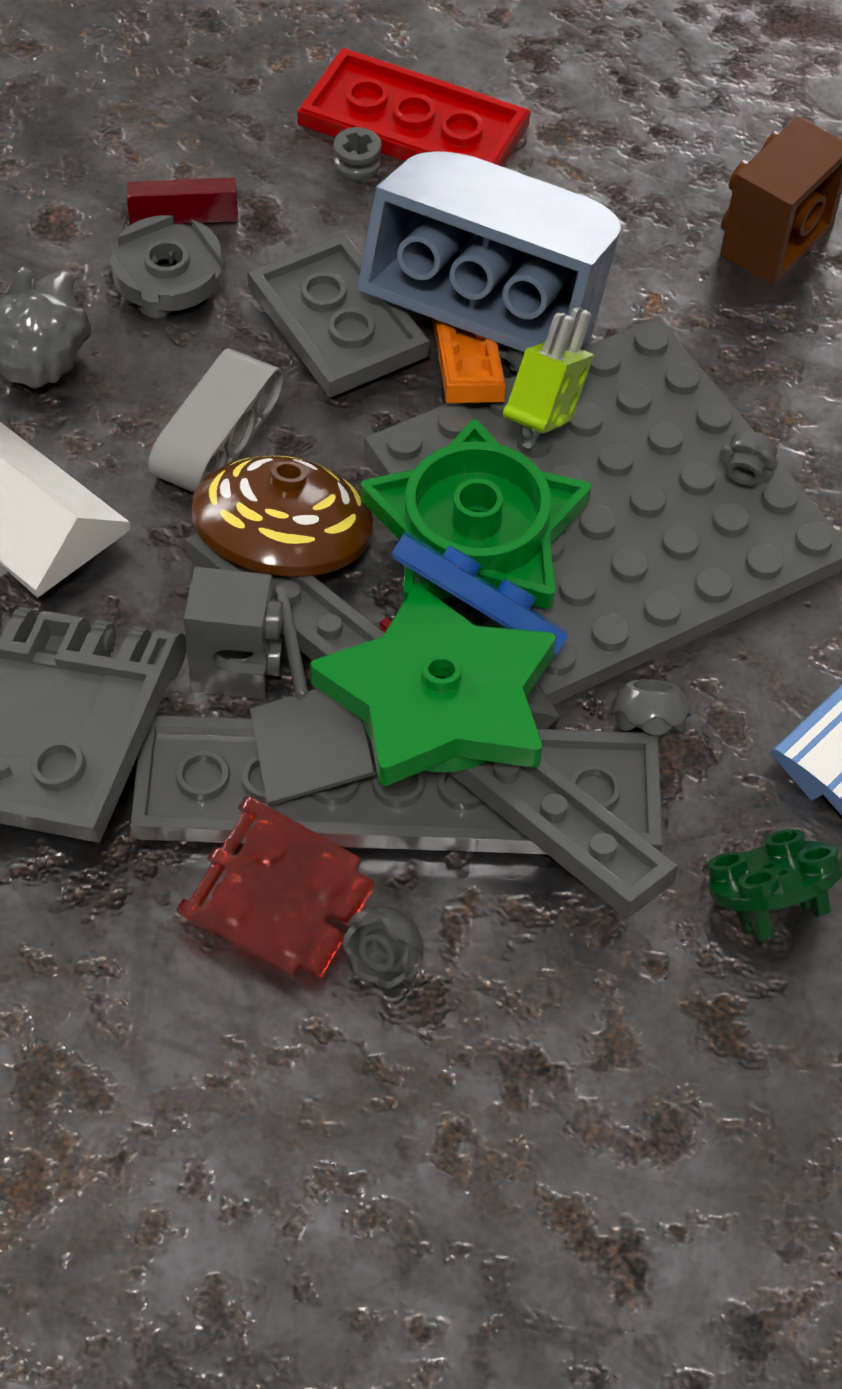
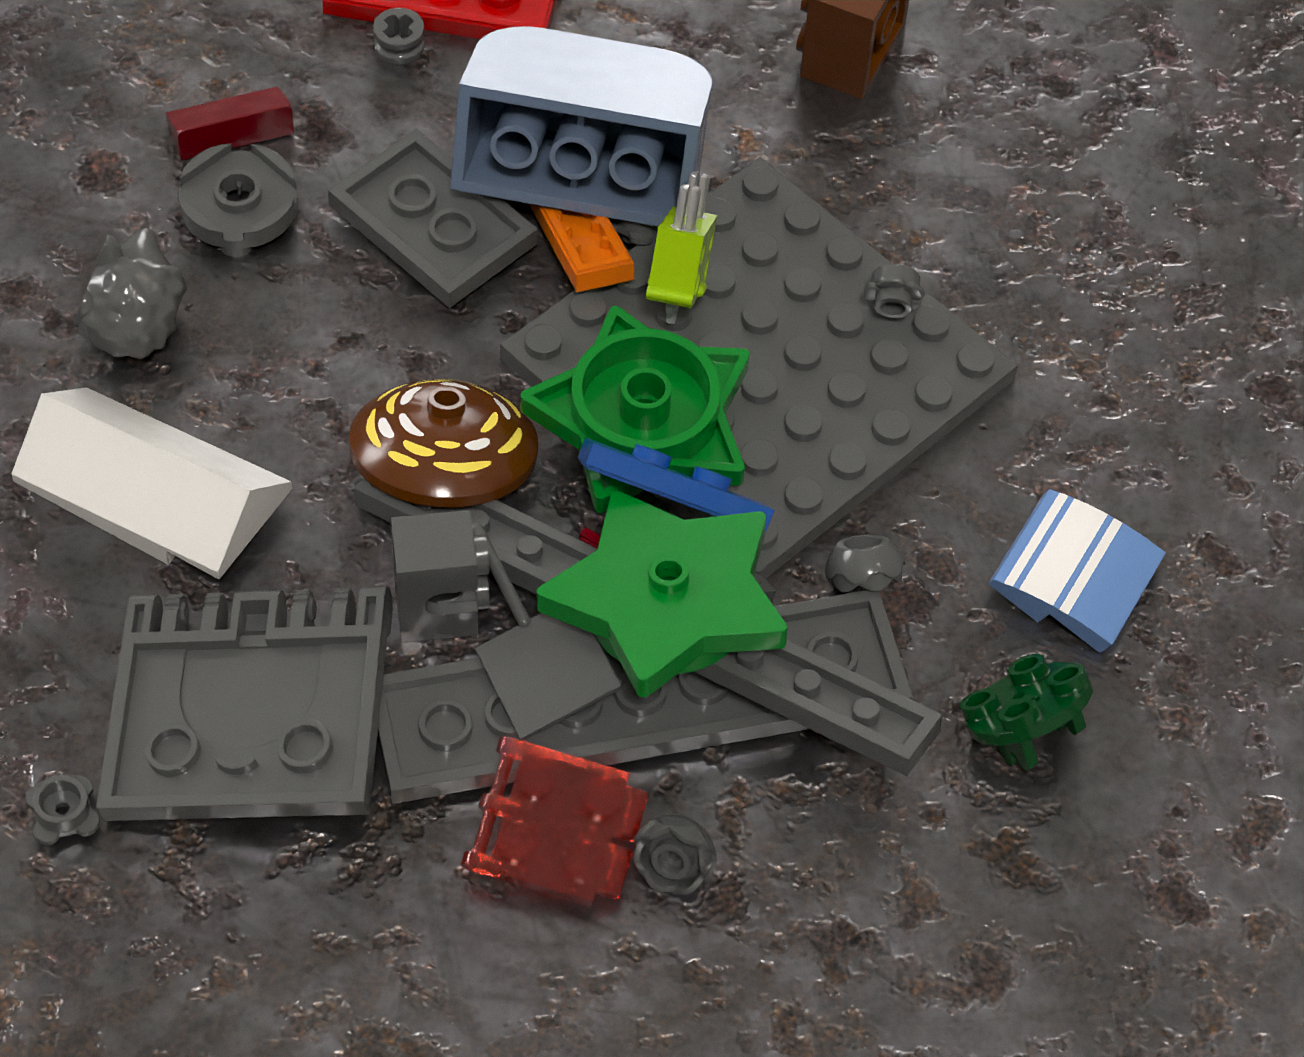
camera: 15 degrees left, 0 degrees up
(216, 419) = (344, 356): light grey beam -> none

